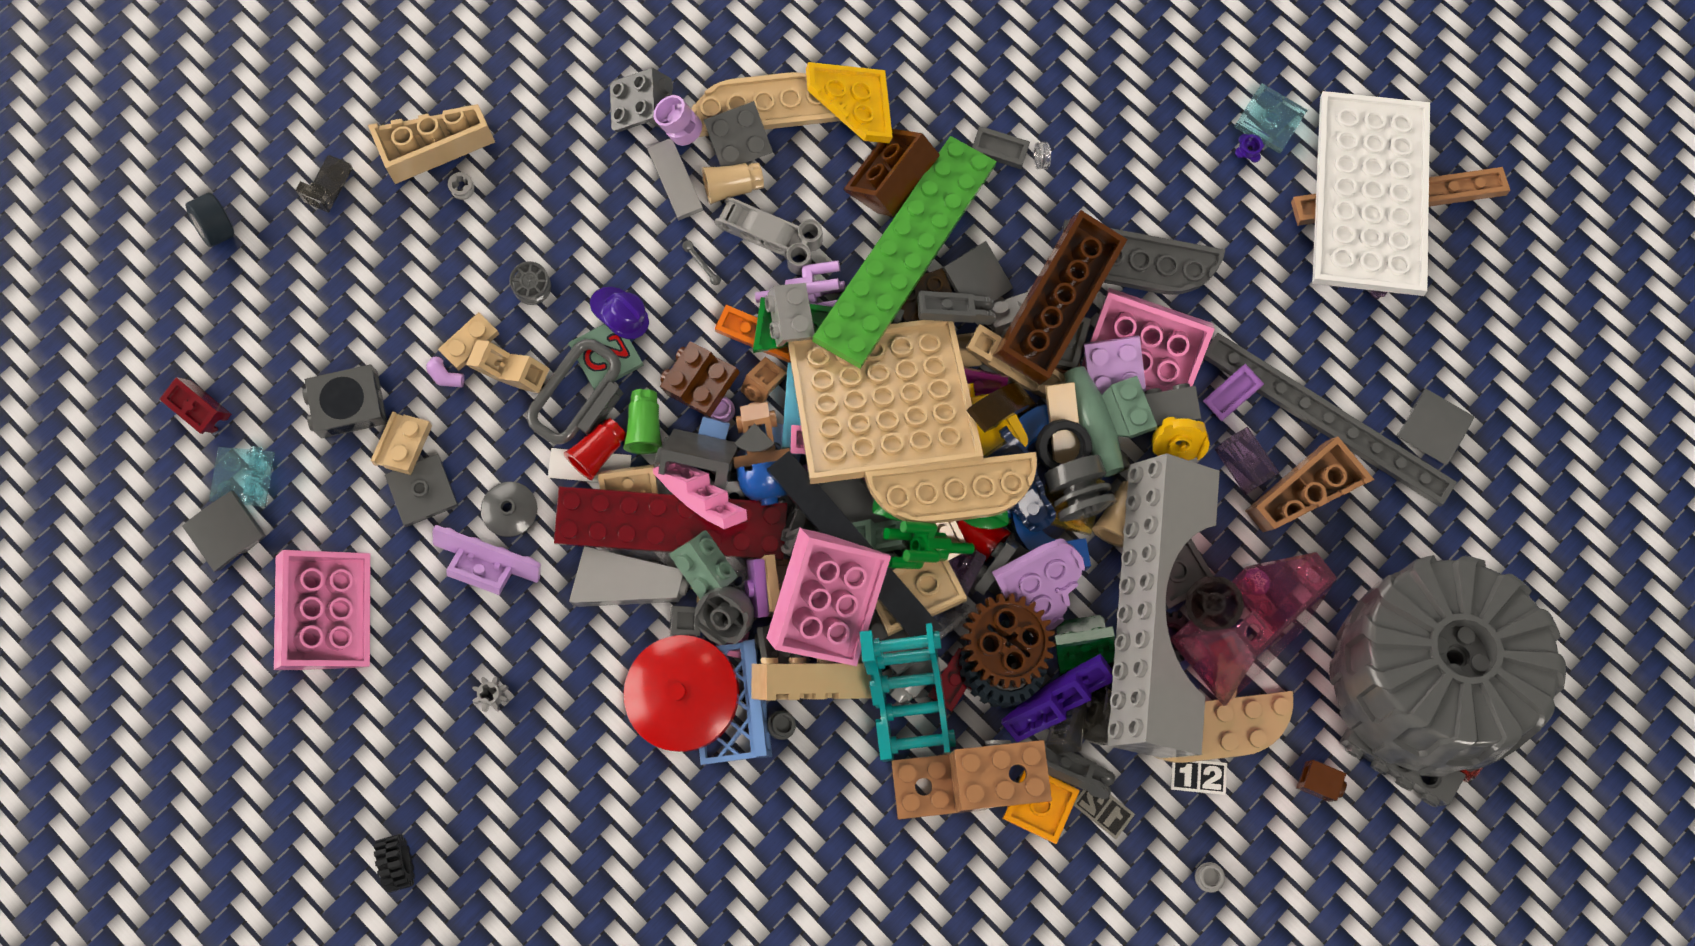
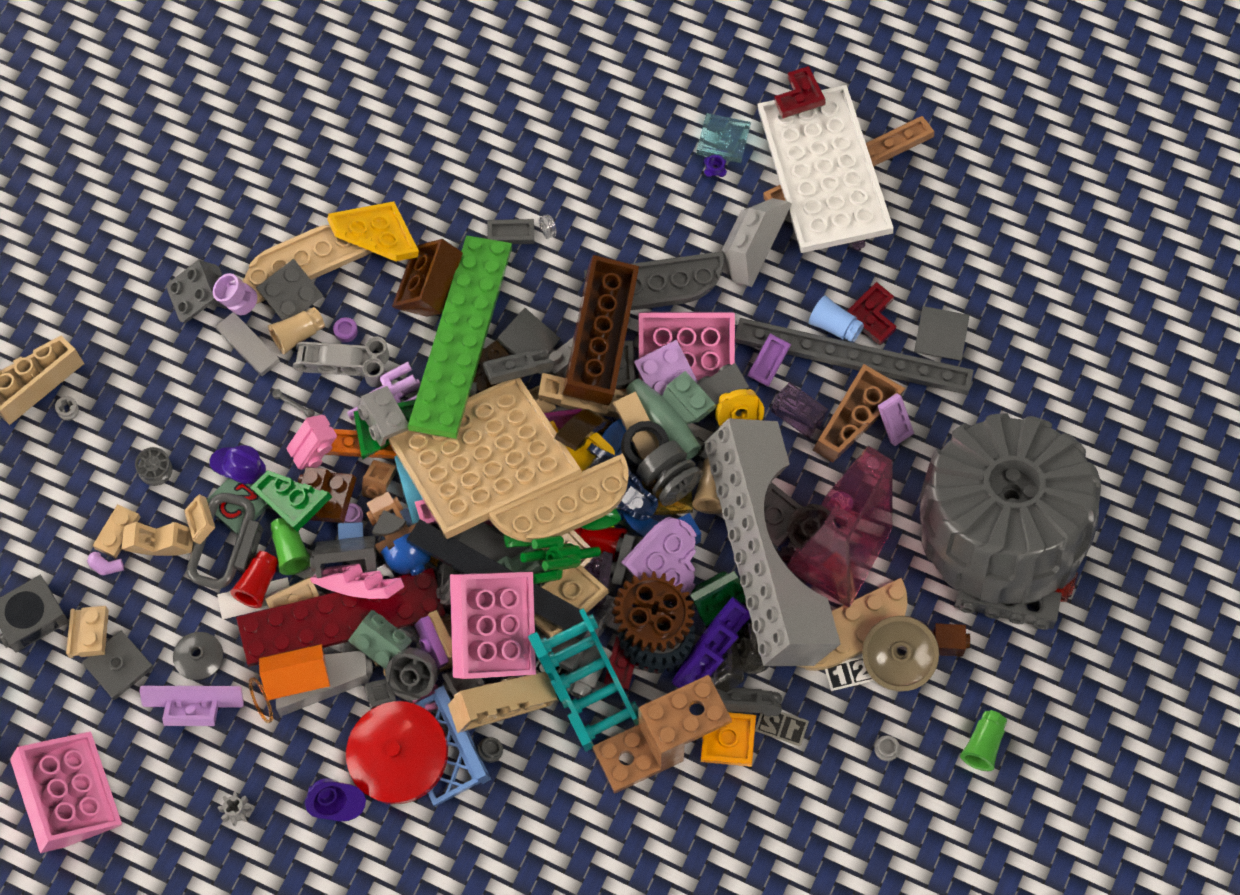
camera: 15 degrees left, 10 degrees down
(553, 561) = (255, 702): none -> clear orange piece
(558, 360) = (199, 519): none -> tan tile
(596, 723) = (334, 800): none -> dark purple piece
(599, 570) = (294, 672): none -> orange piece
(660, 373) = (290, 499): none -> wing
(705, 316) = (311, 442): none -> bright pink brick
(784, 198) = (345, 329): none -> medium lavender tile
(1261, 796) = (899, 670): none -> dark tan dish
(1263, 247) = (752, 239): none -> light grey wedge
(1321, 910) = (985, 742): none -> bright green plant
(1323, 372) = (835, 320): none -> light blue plant
(1350, 510) = (895, 419): none -> lavender plate
(1359, 378) = (869, 309): none -> dark red plate
(1380, 99) = (803, 97): none -> dark red plate

